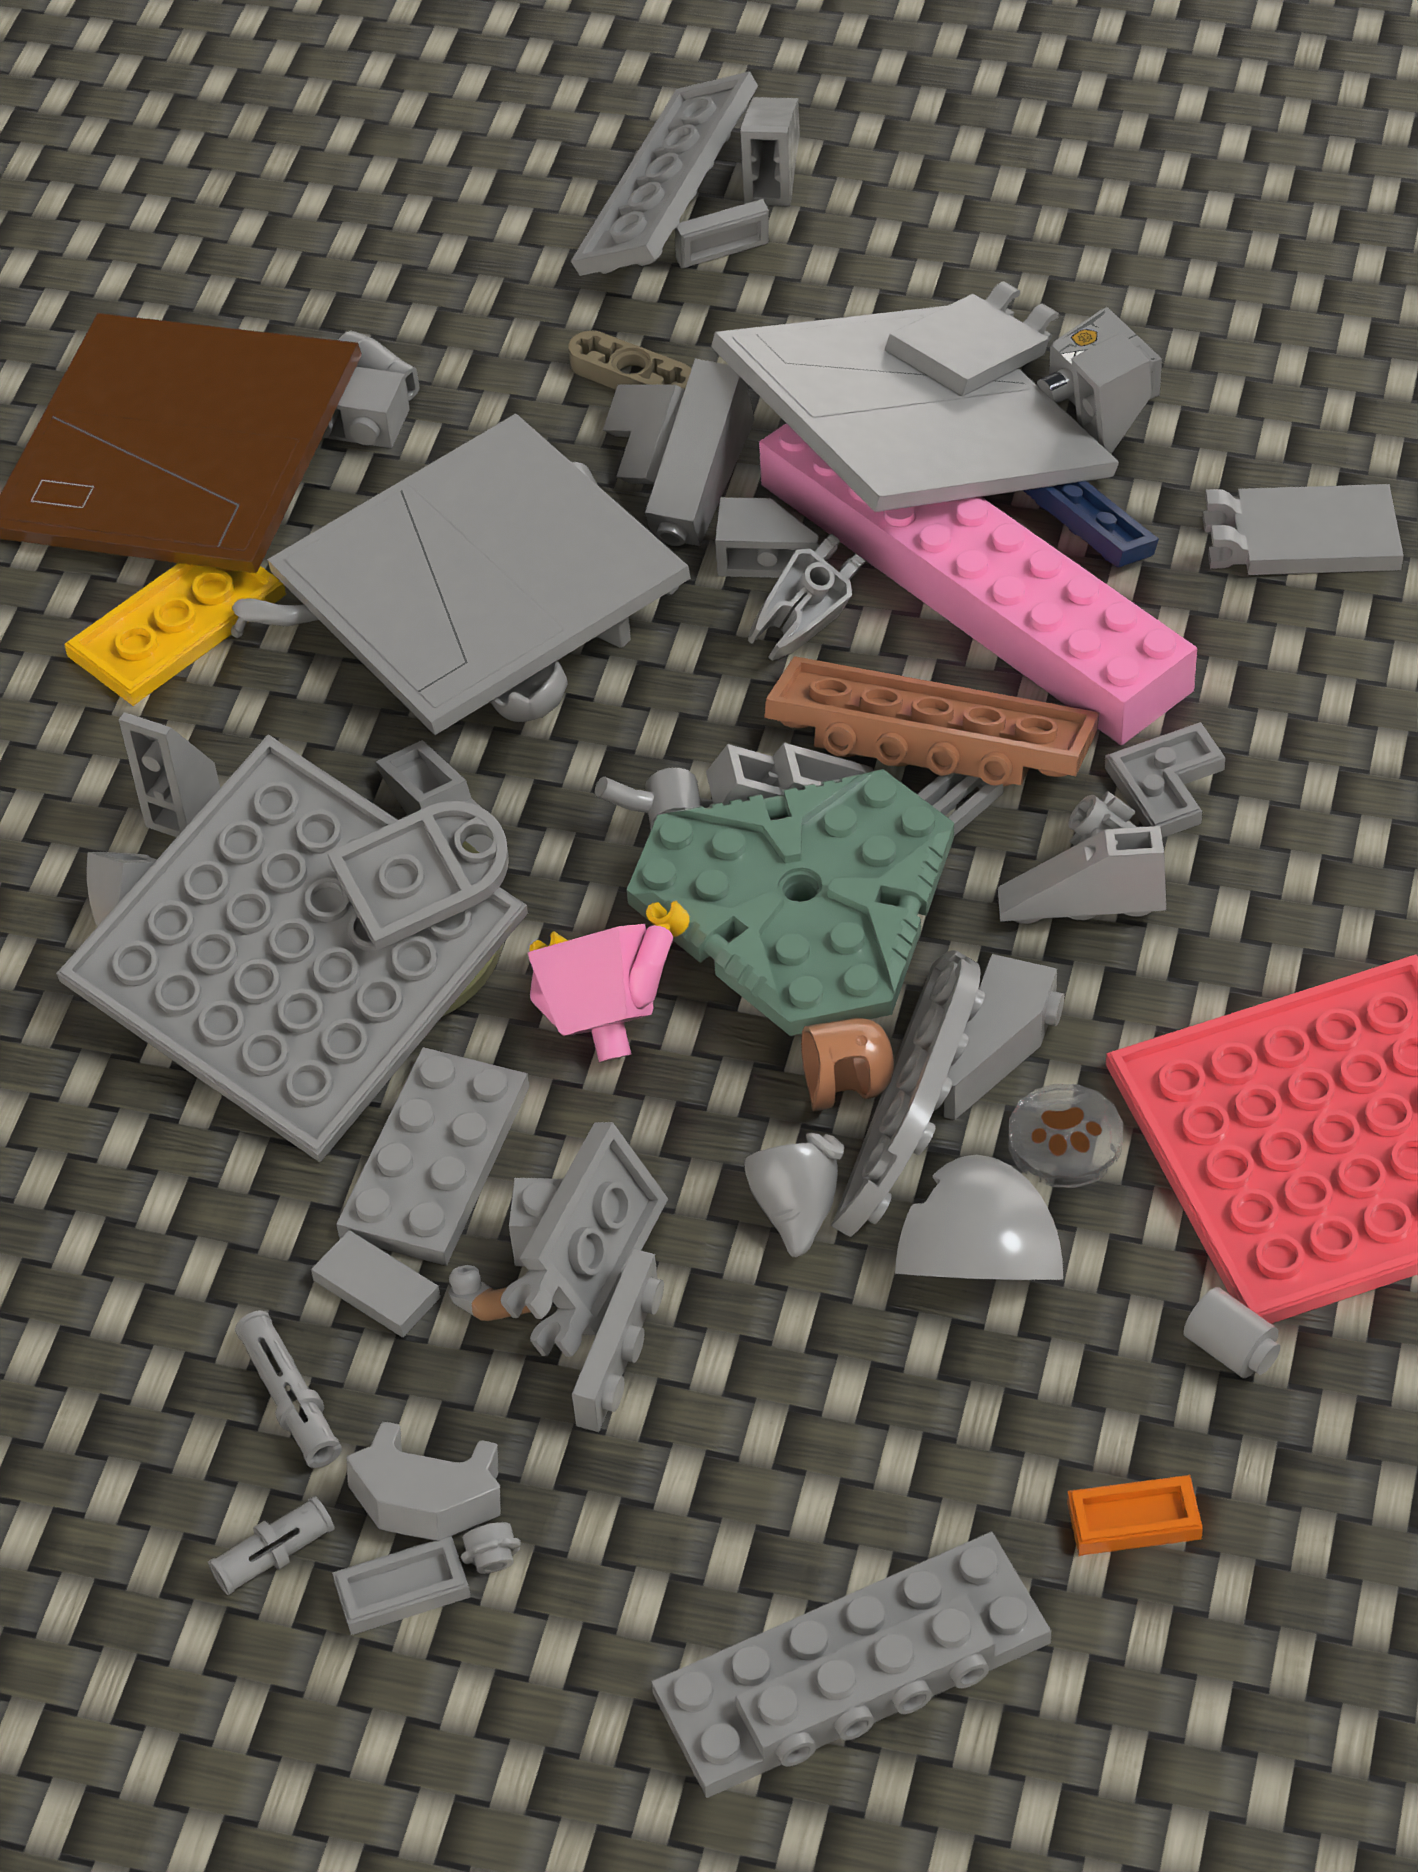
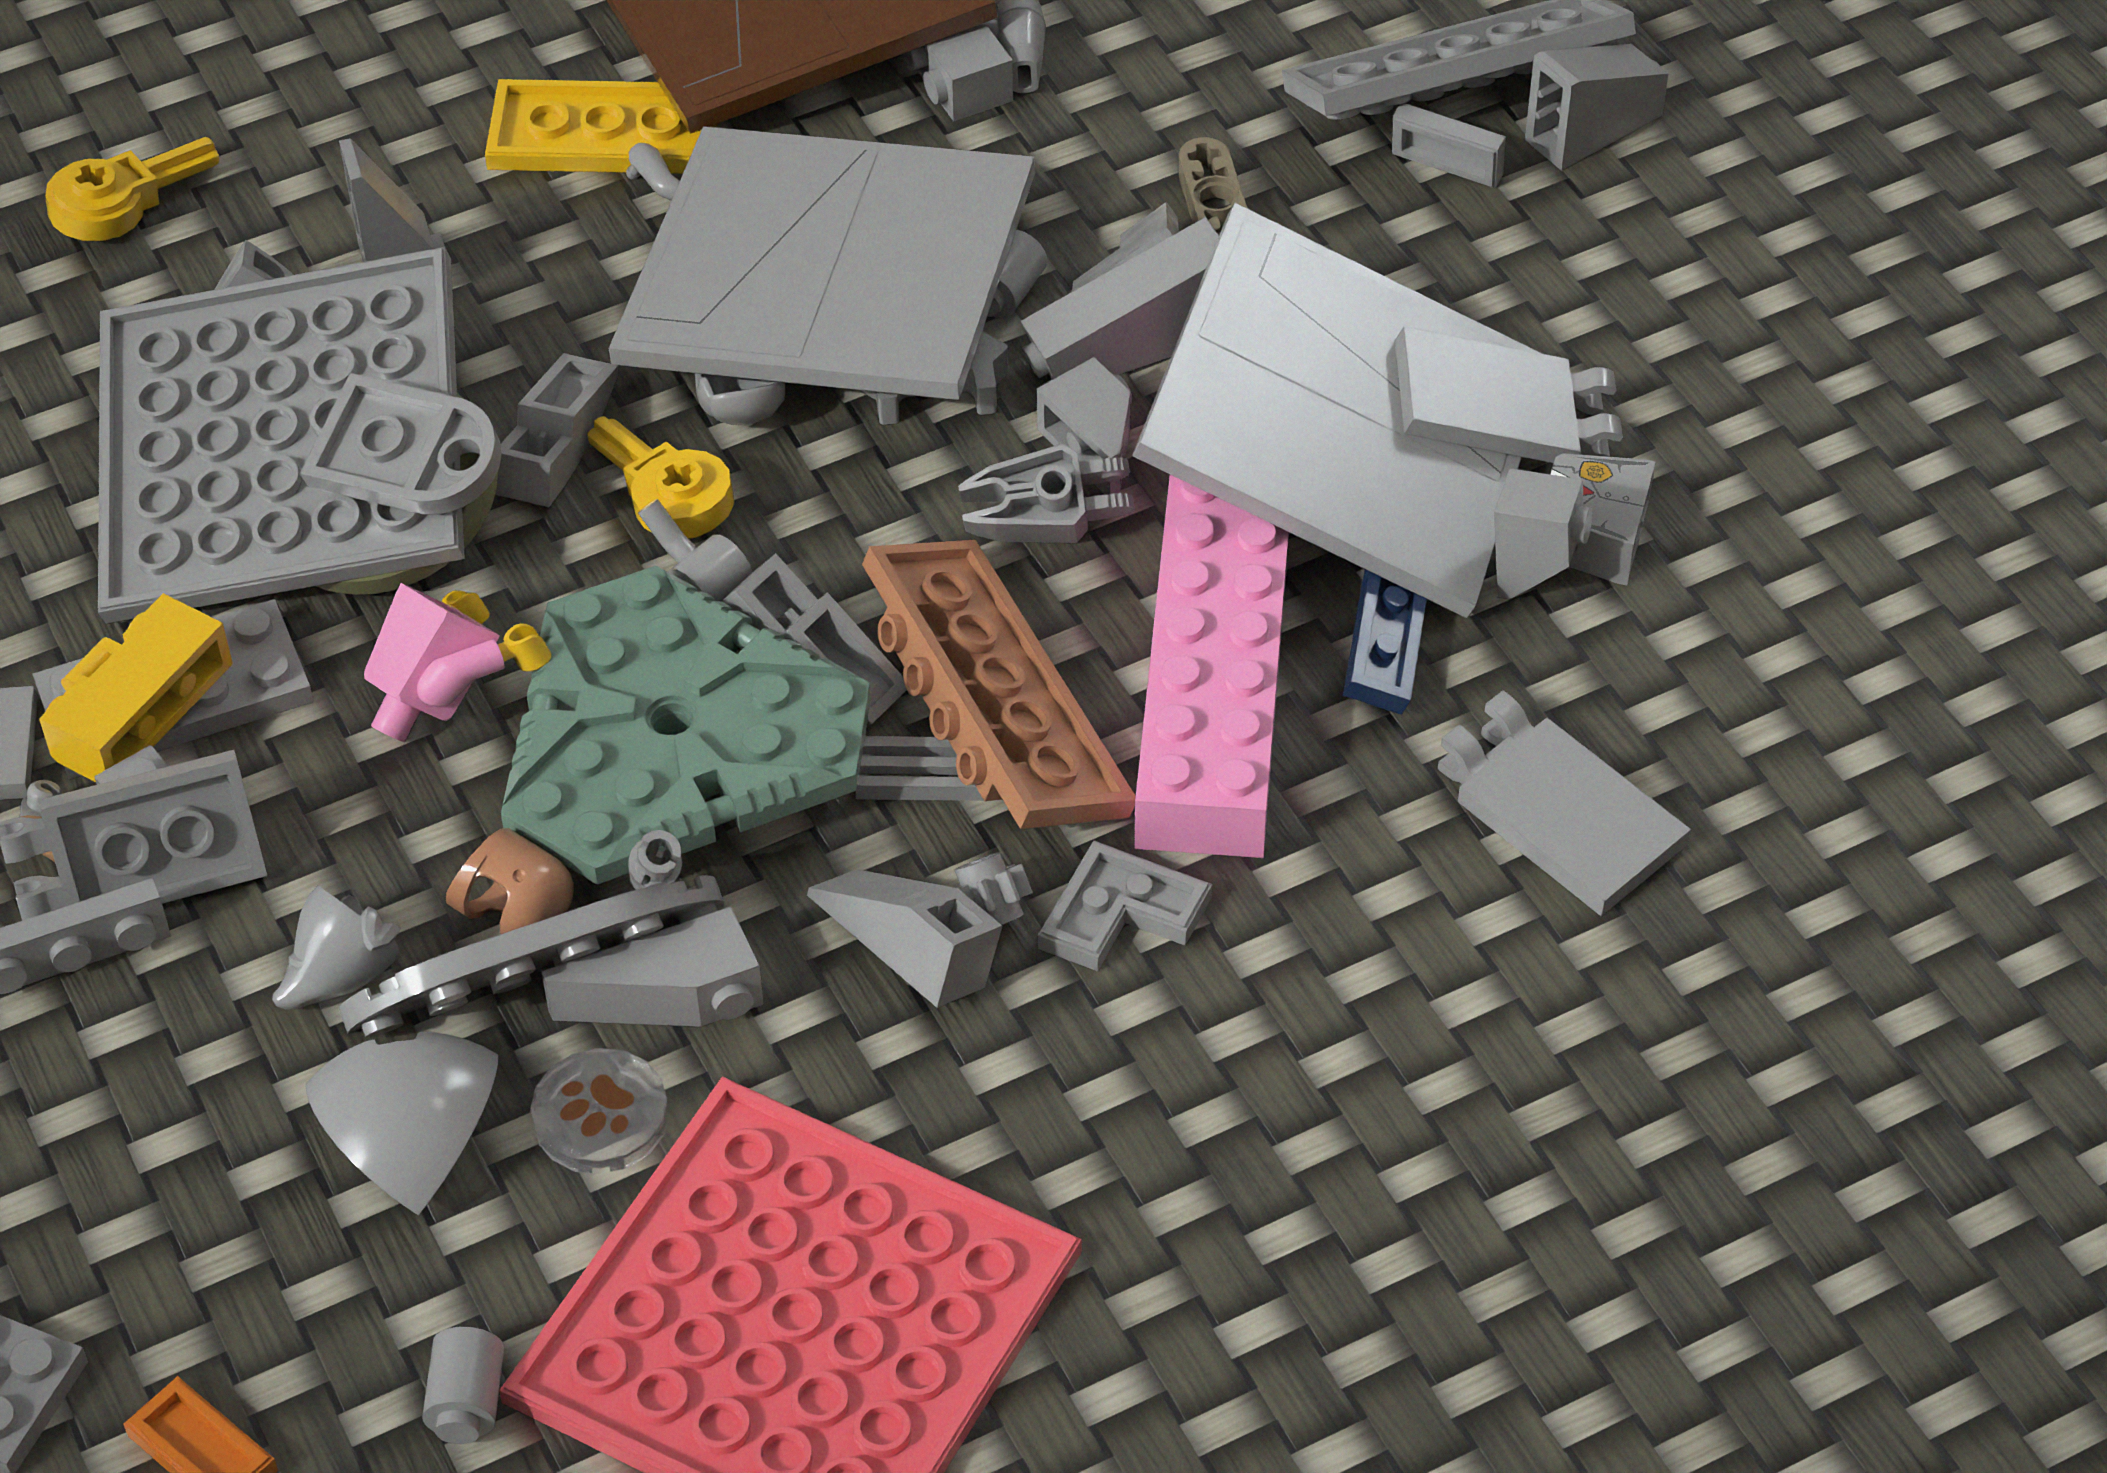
camera: 45 degrees right, 0 degrees up
(458, 1186) = (136, 690): none -> yellow piece
(560, 776) = (687, 482): none -> yellow piece
(941, 956) = (648, 851): none -> light grey pin

